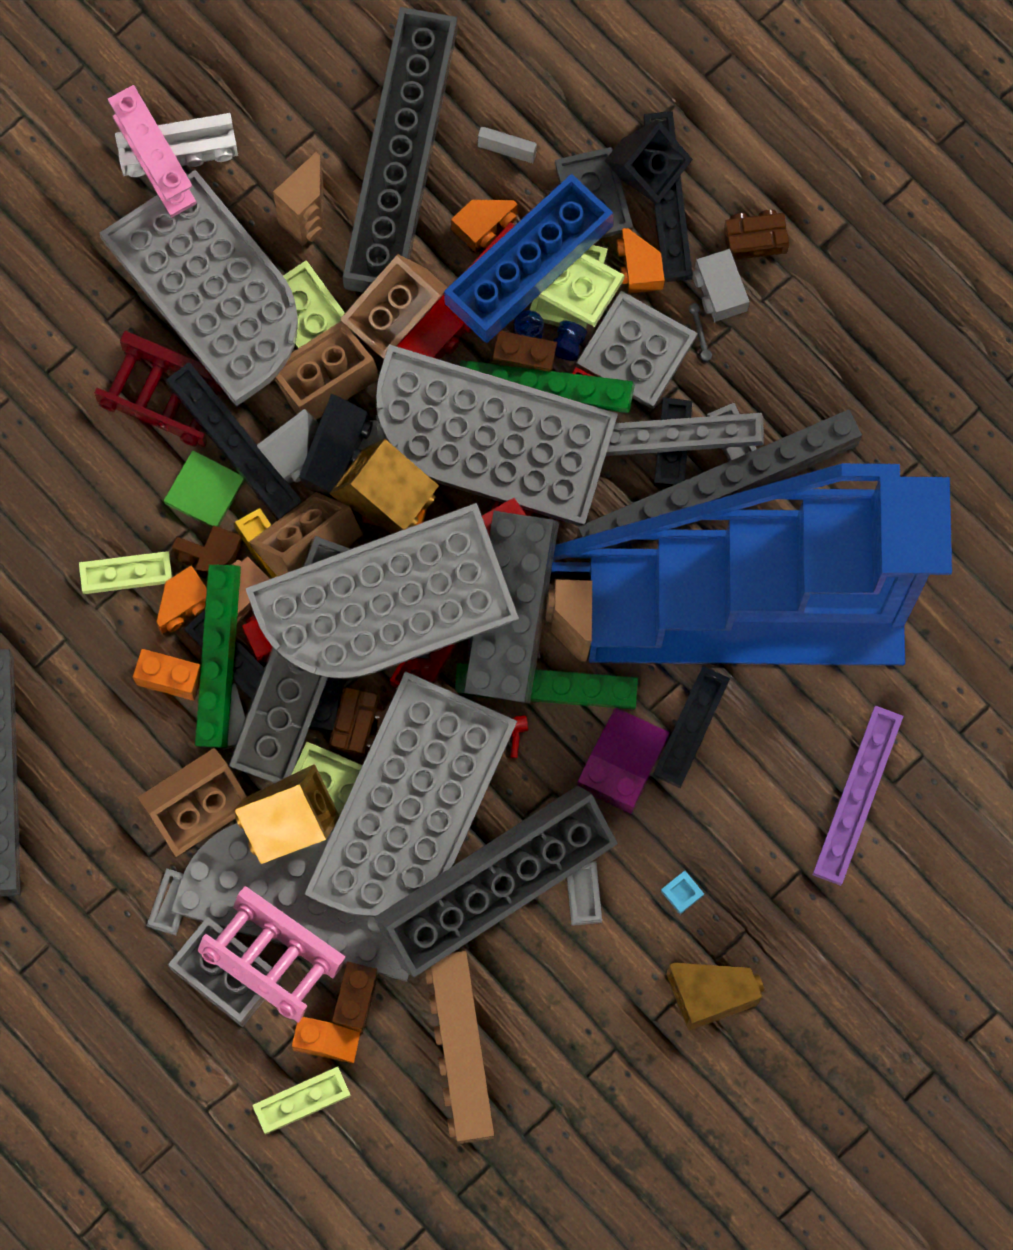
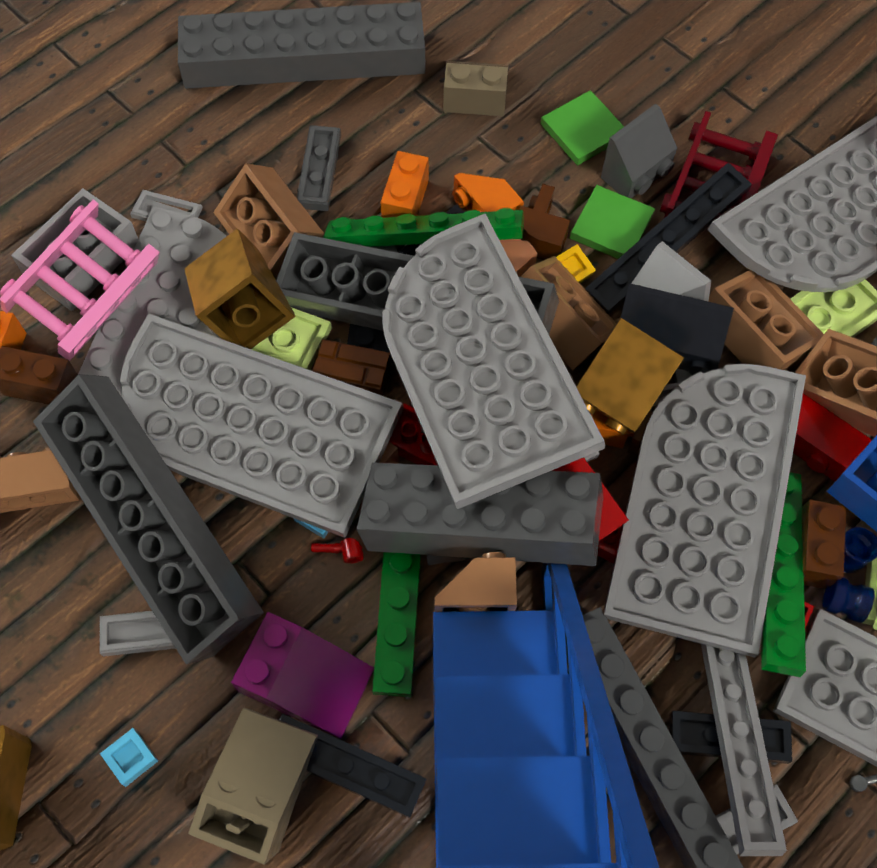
camera: 90 degrees right, 10 degrees down
(37, 605) = (475, 88): none -> dark tan slope
(92, 507) = (582, 127): none -> bright green tile
(125, 572) = (515, 153): yellowish green plate -> none
(128, 758) = (319, 167): none -> dark grey tile
(141, 458) = (639, 154): none -> dark grey slope
(709, 787) = (254, 787): none -> dark tan slope

